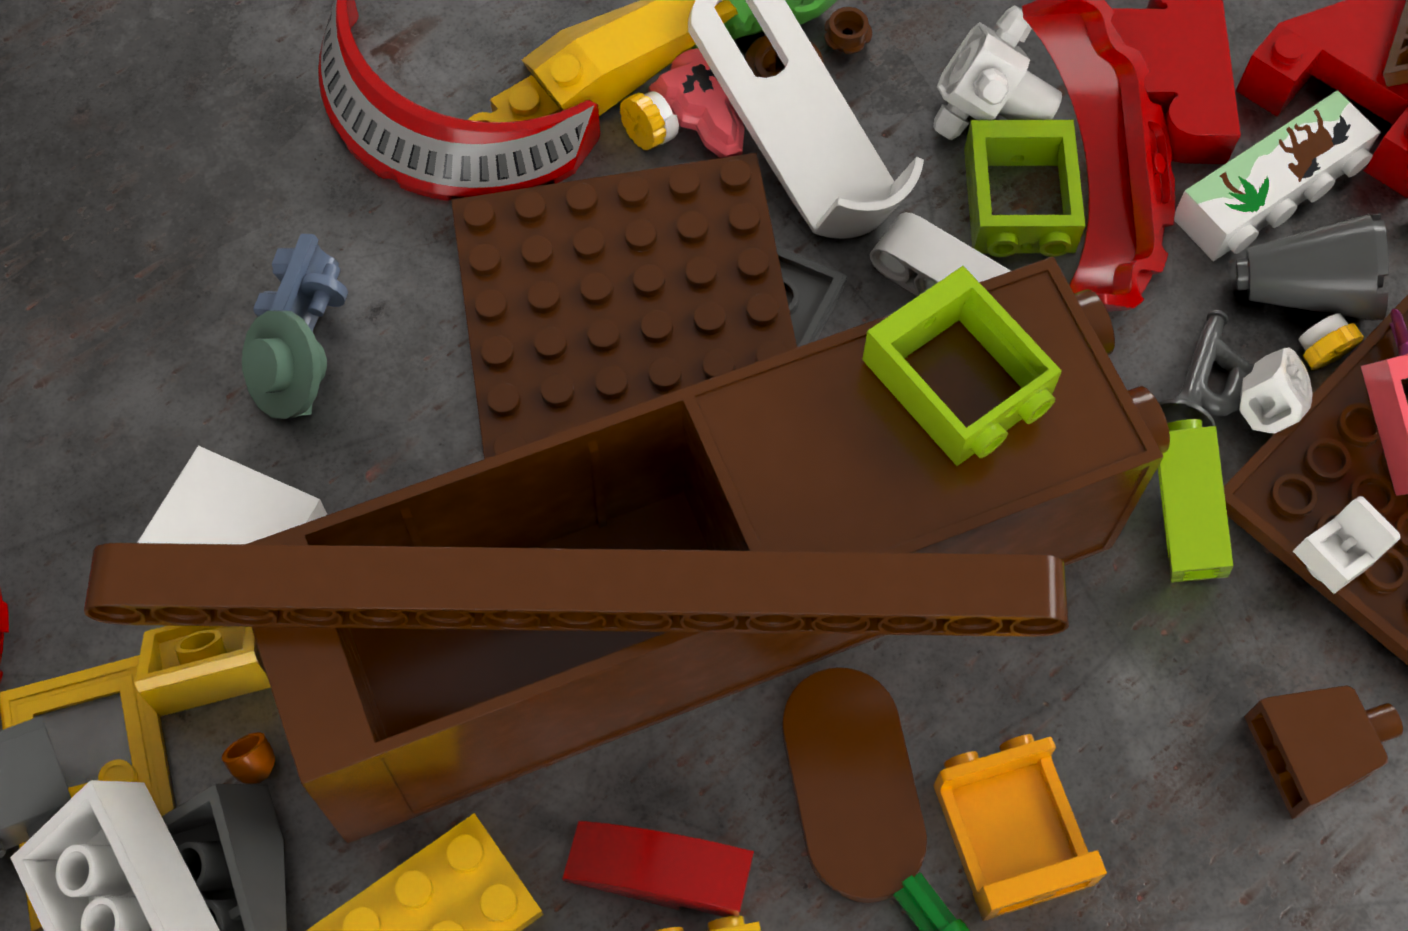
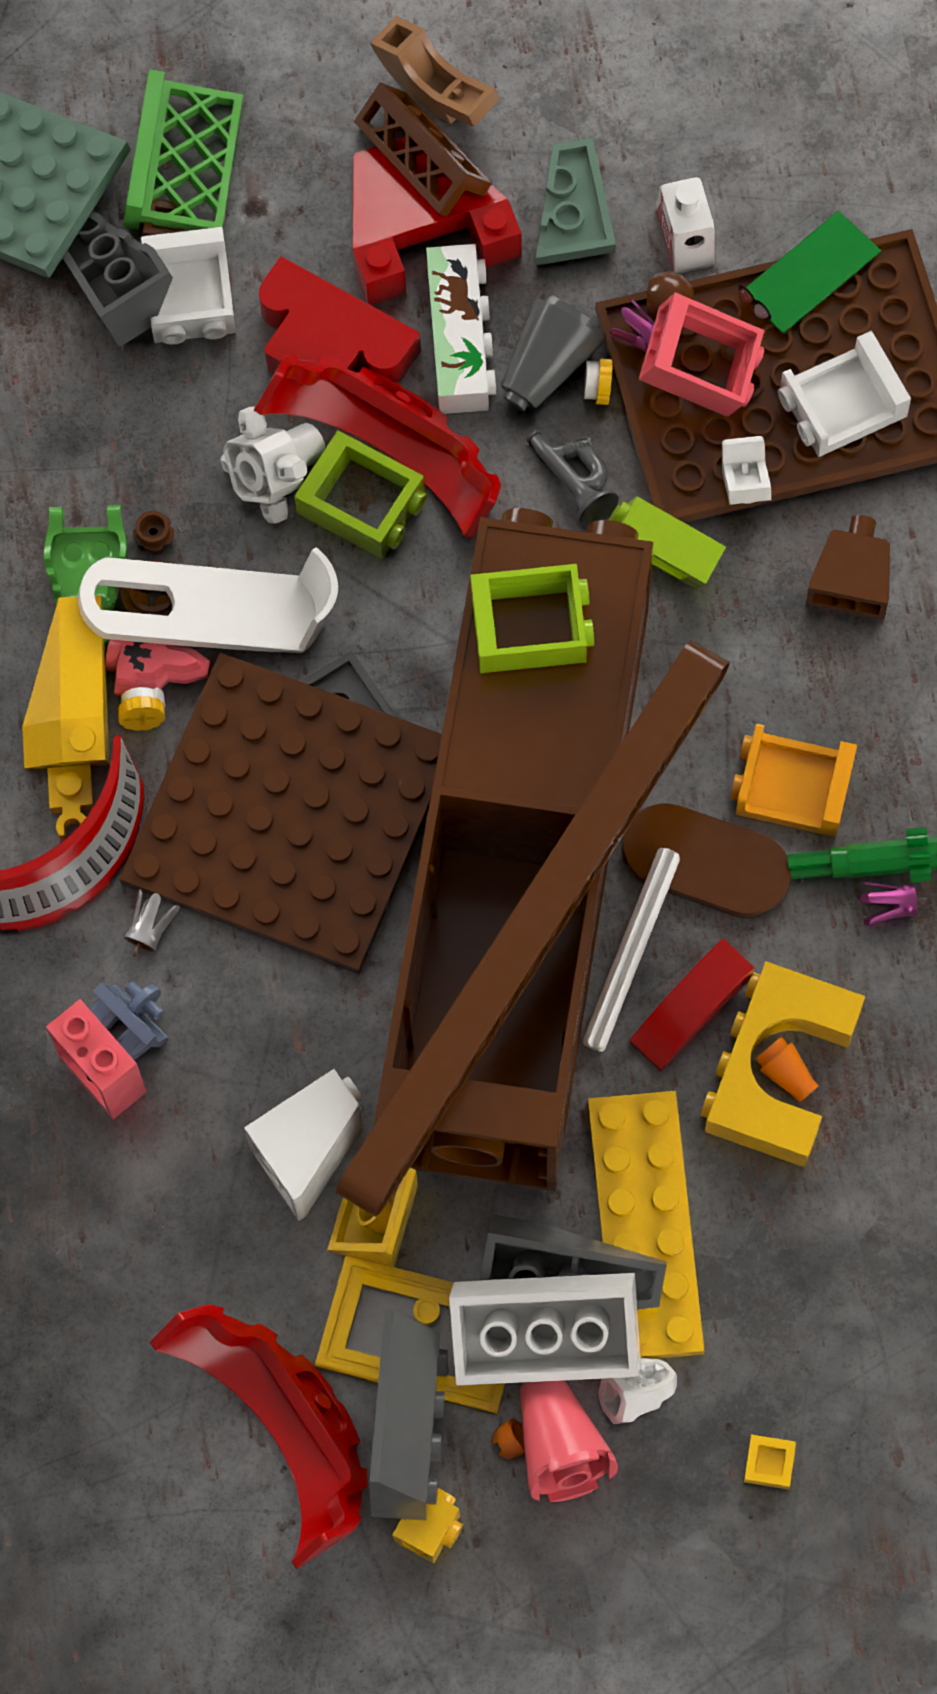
camera: 55 degrees left, 5 degrees up
(219, 274) = (96, 1055): none -> coral window
(250, 758) = (464, 1219): orange hinge -> none
(282, 364) = (189, 1057): sand green piece -> none
(409, 252) = (141, 930): none -> flat silver piece
(686, 756) = (631, 949): none -> white axle
(922, 254) = (395, 585): white beam -> none
(1276, 392) = (614, 438): white rock -> none

